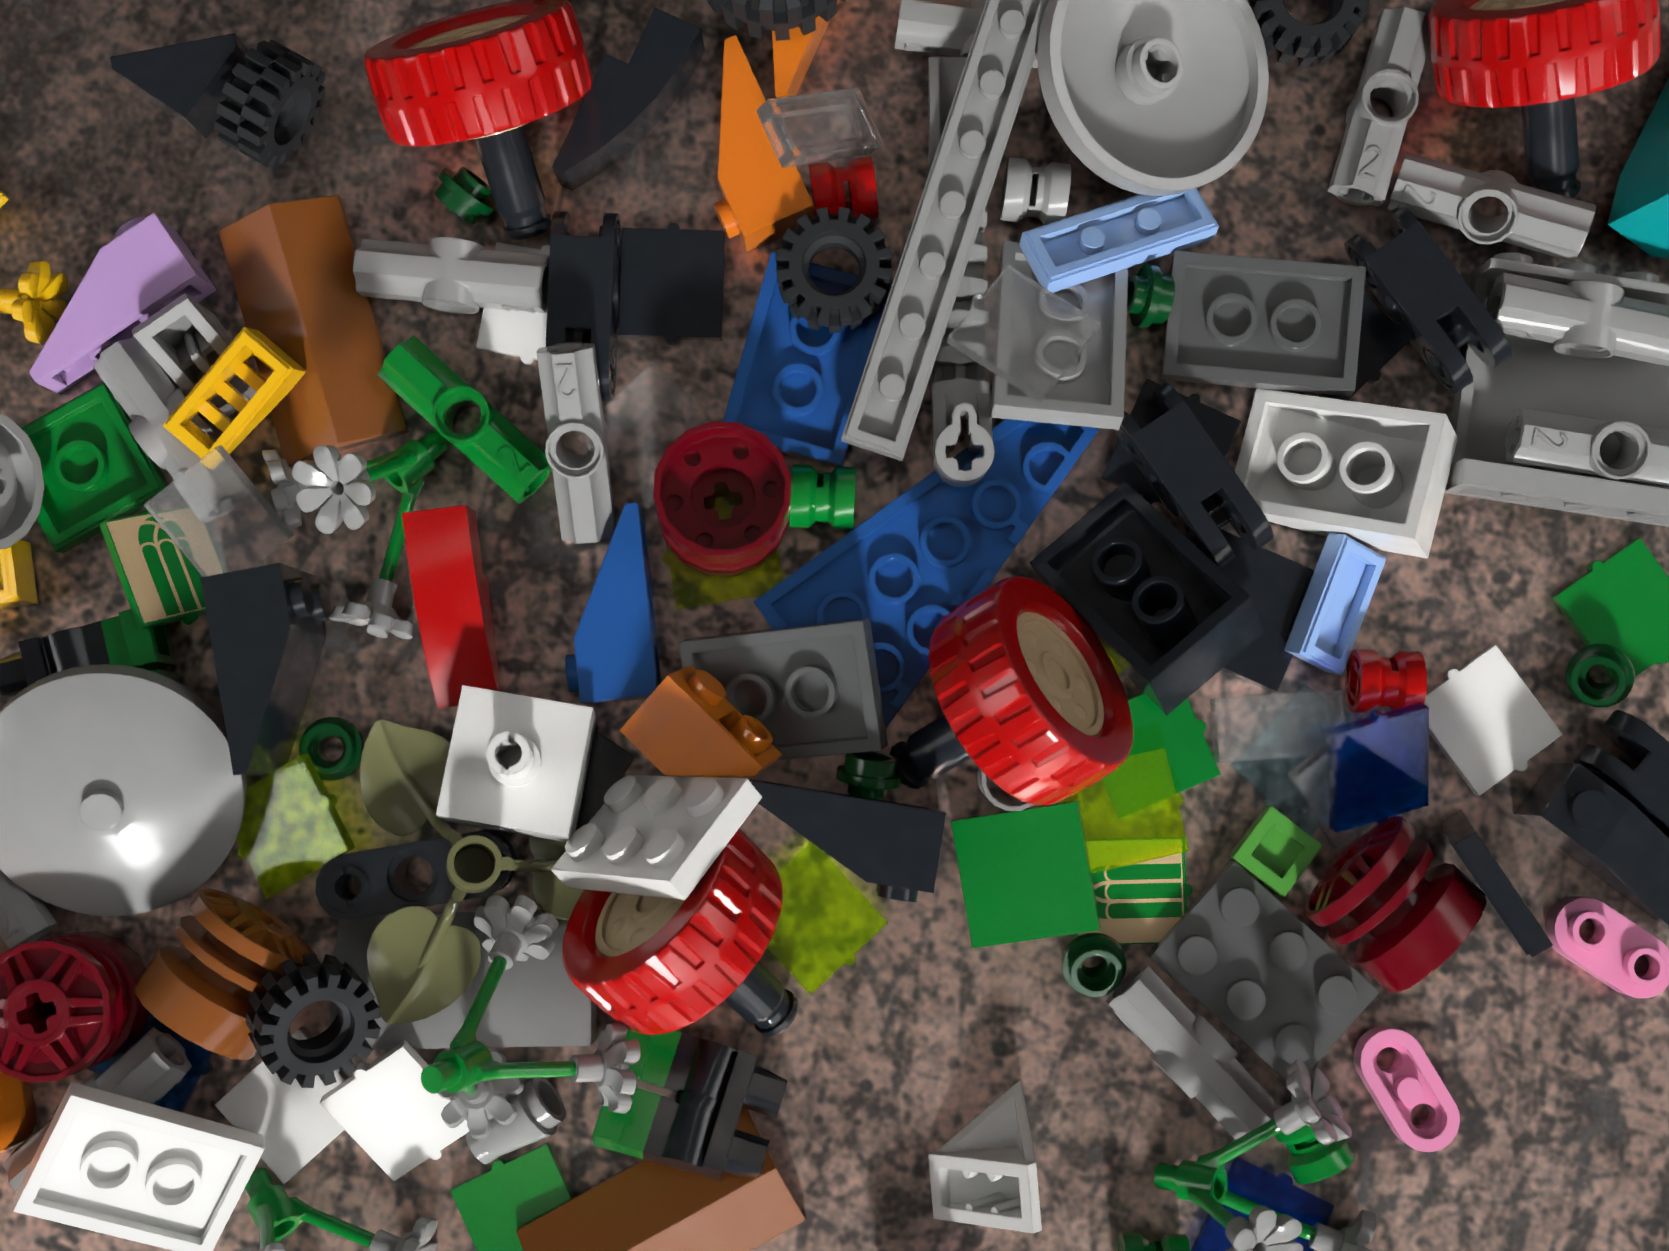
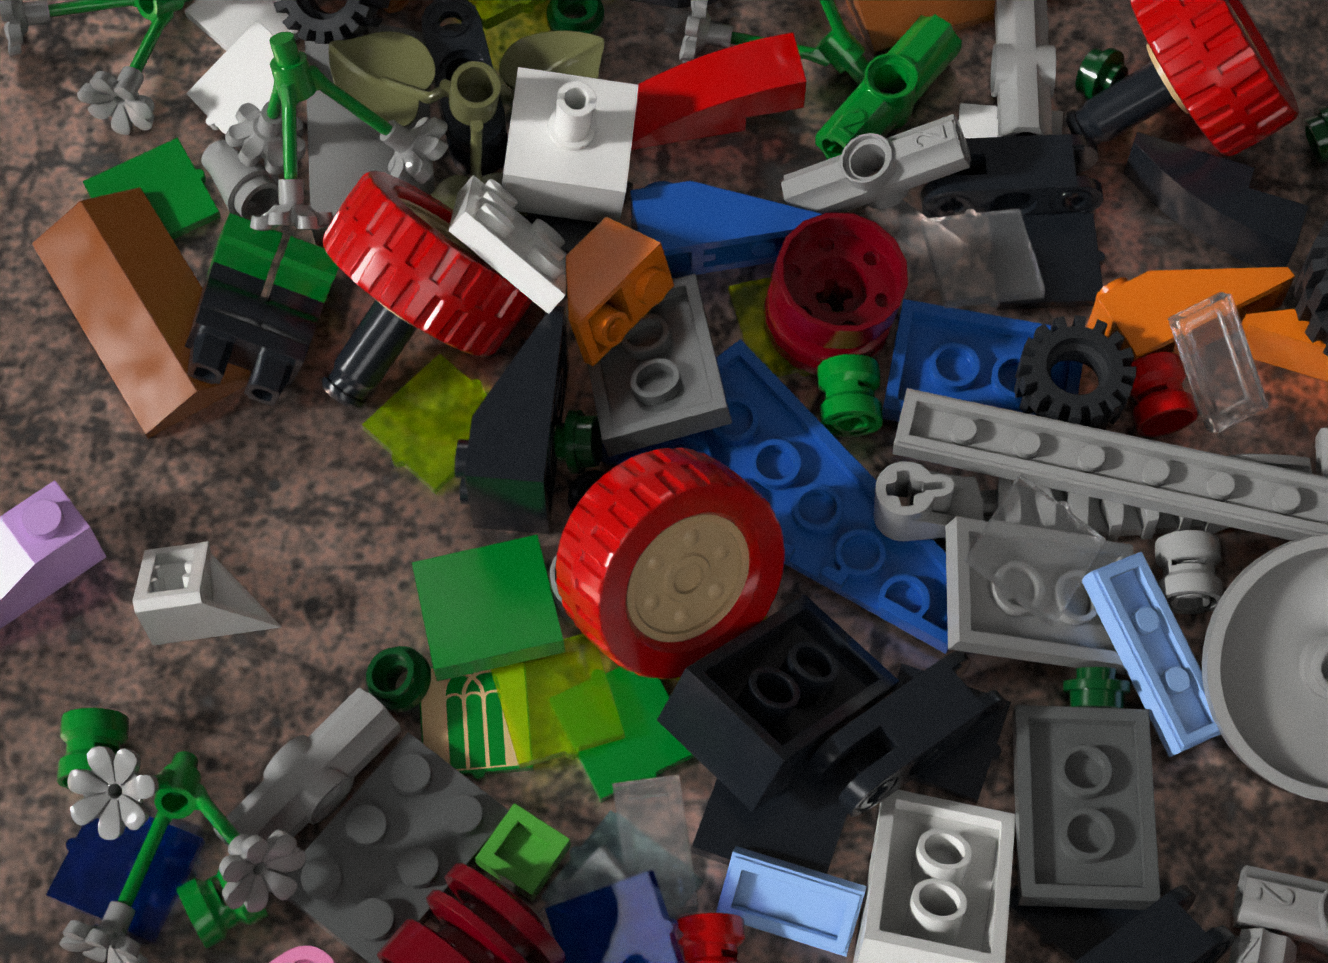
camera: 85 degrees right, 20 degrees down
(675, 346) = (982, 258): none -> clear piece

